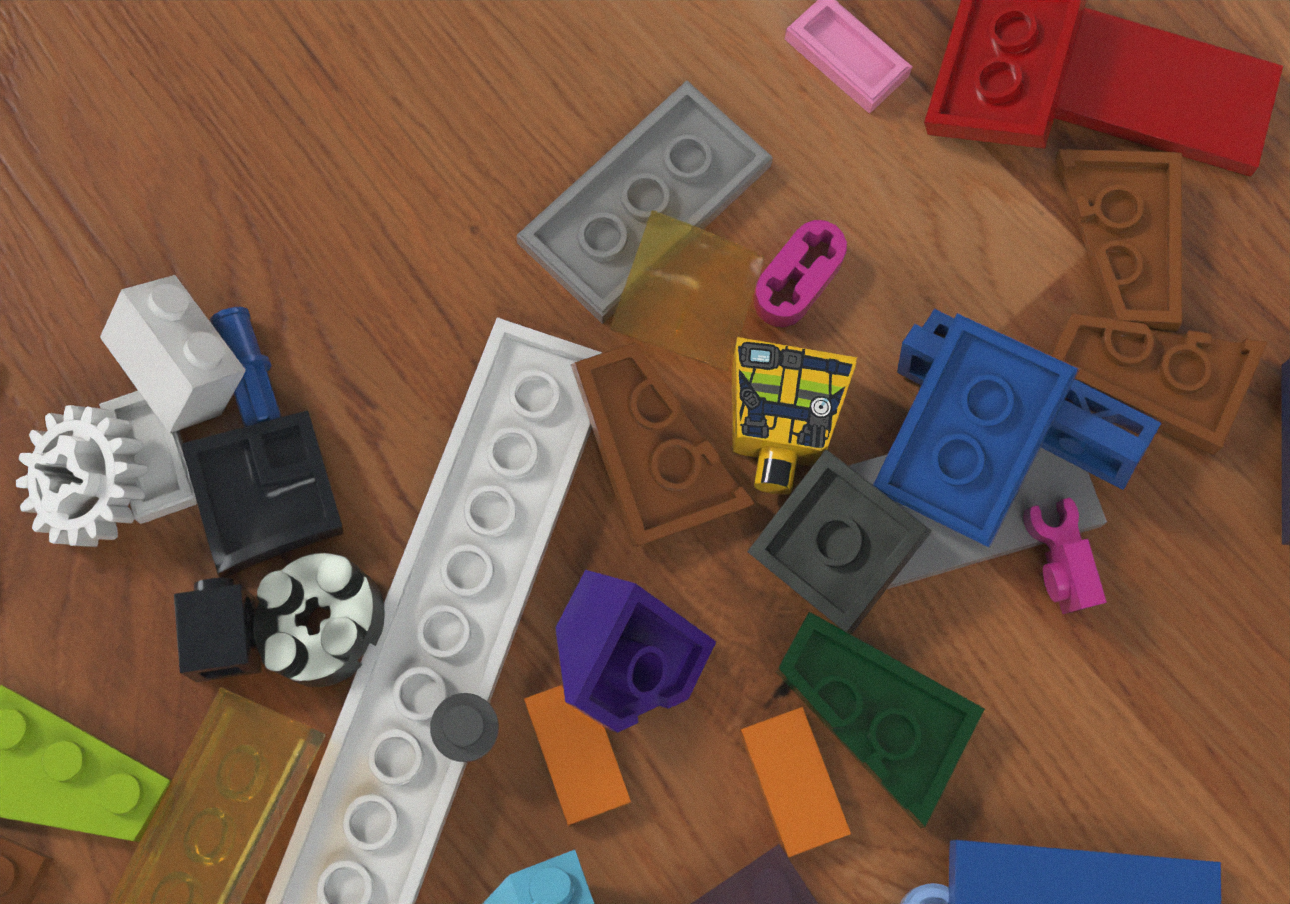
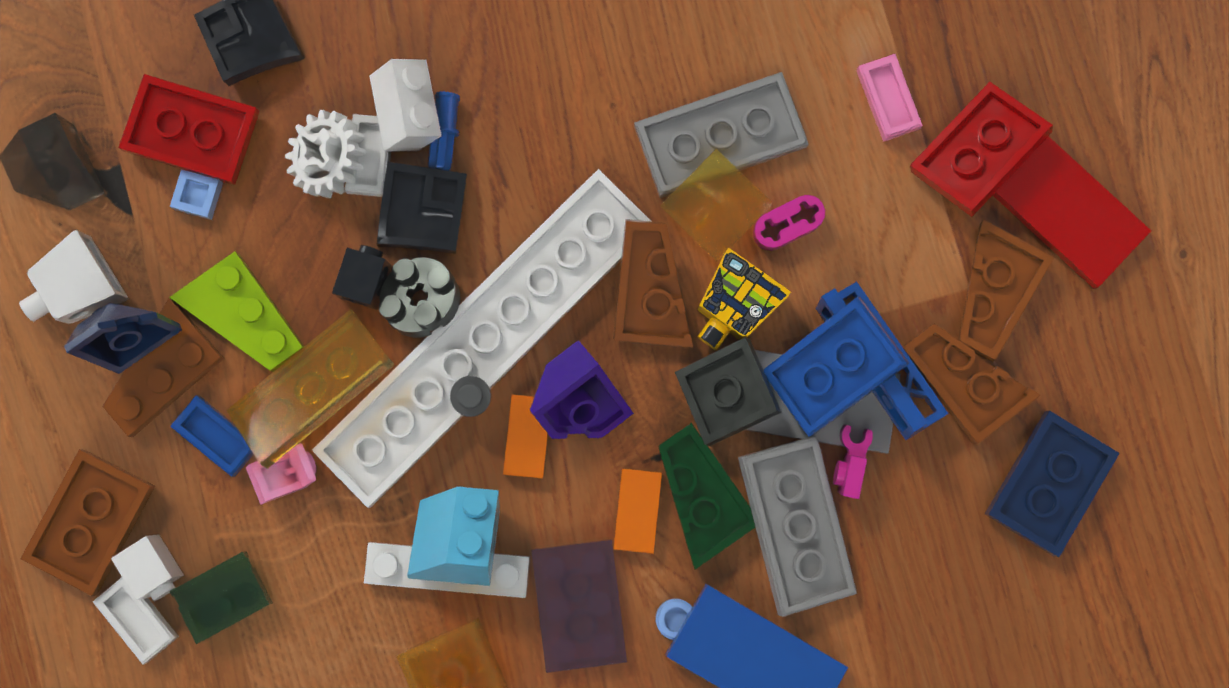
camera: 30 degrees right, 10 degrees up
(1038, 689) = (797, 526): none -> light grey tile

